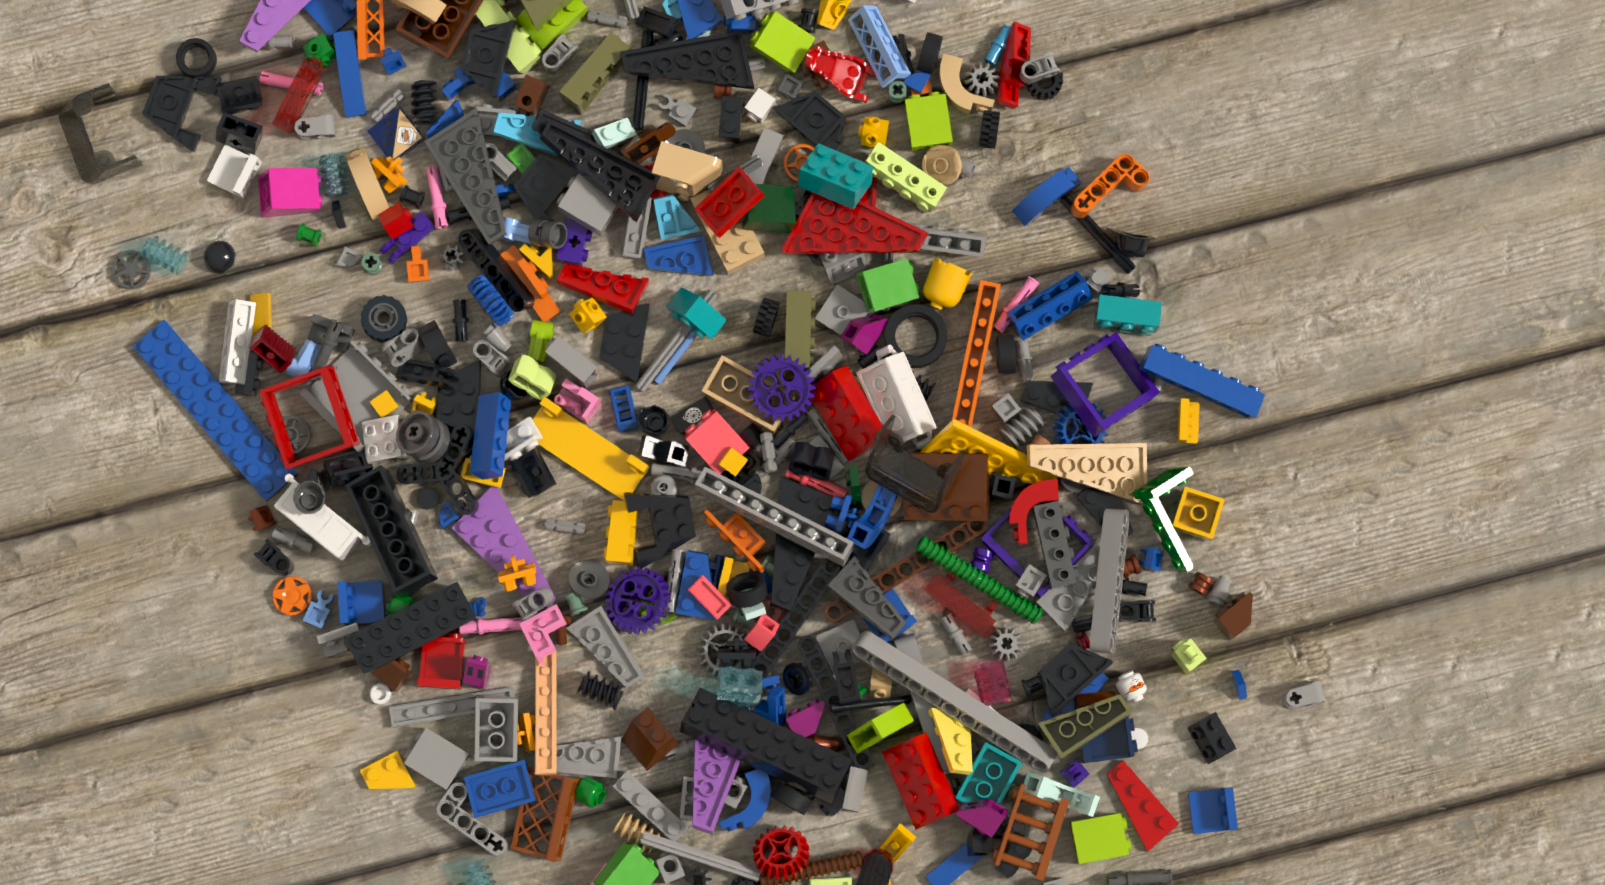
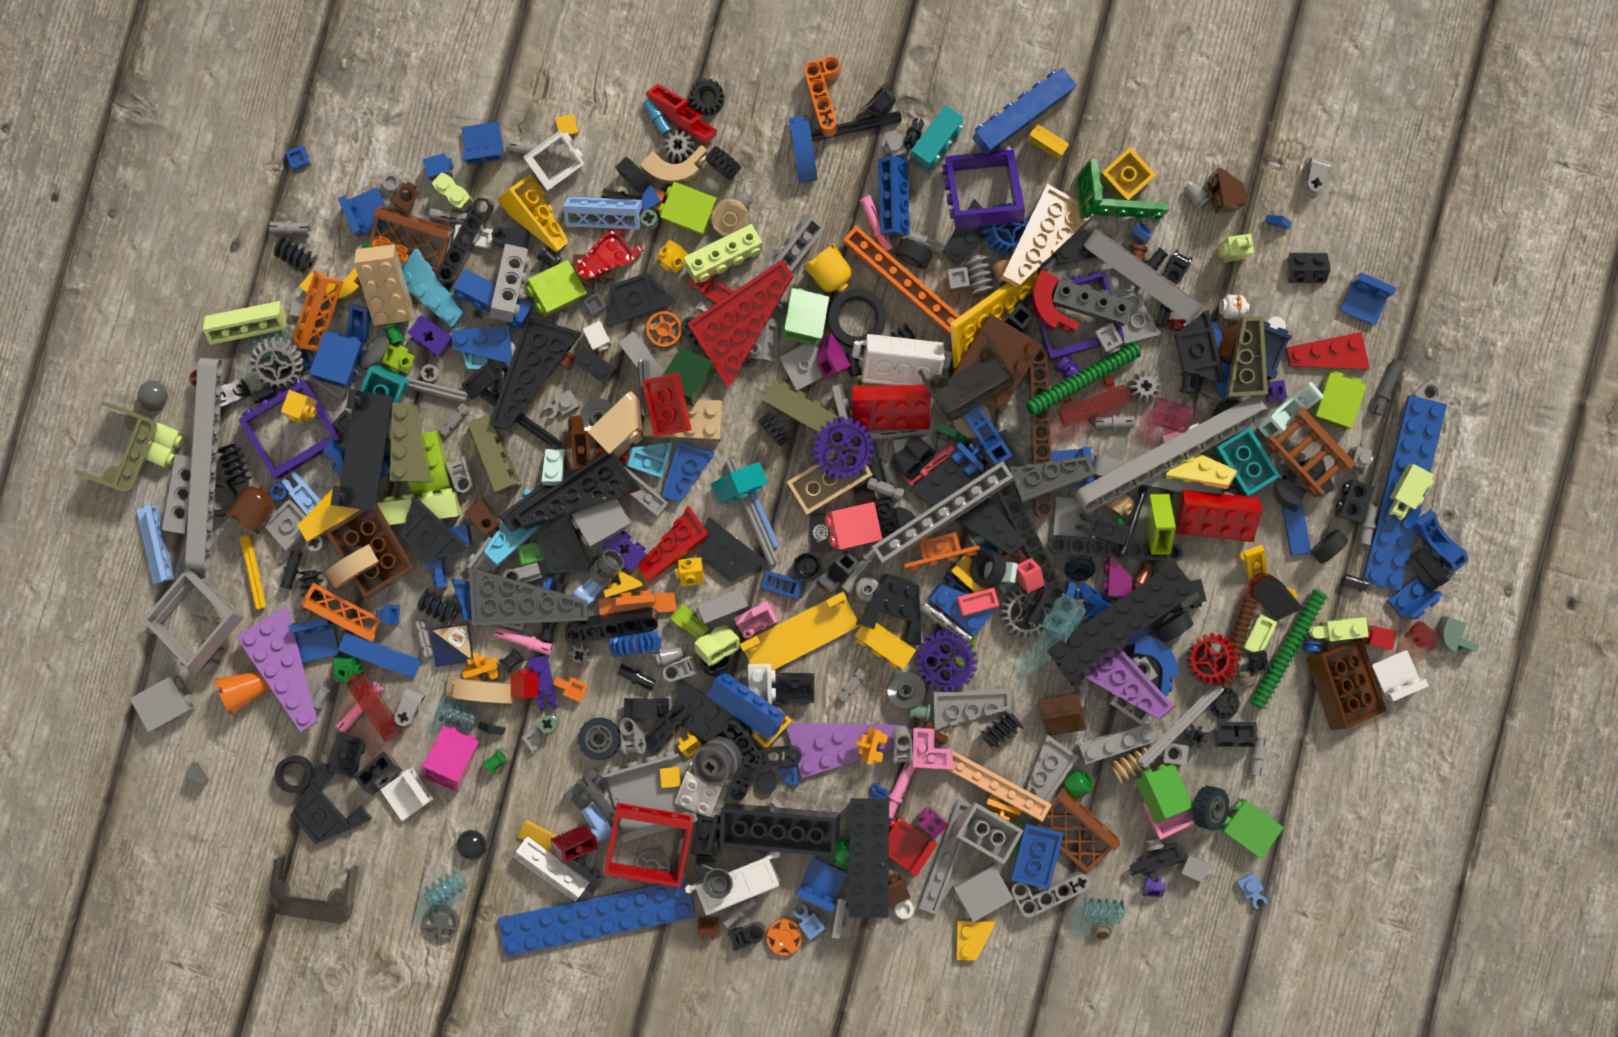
camera: 65 degrees left, 5 degrees up
(733, 461) = (878, 521): yellow tile -> none
(835, 176) = (692, 307): teal brick -> none
(855, 789) = (1195, 572): light grey slope -> none
(983, 815) = (1276, 481): magenta slope -> none
(1043, 67) = (697, 91): light grey piece -> none
(1201, 584) = (1183, 205): copper wheel -> none

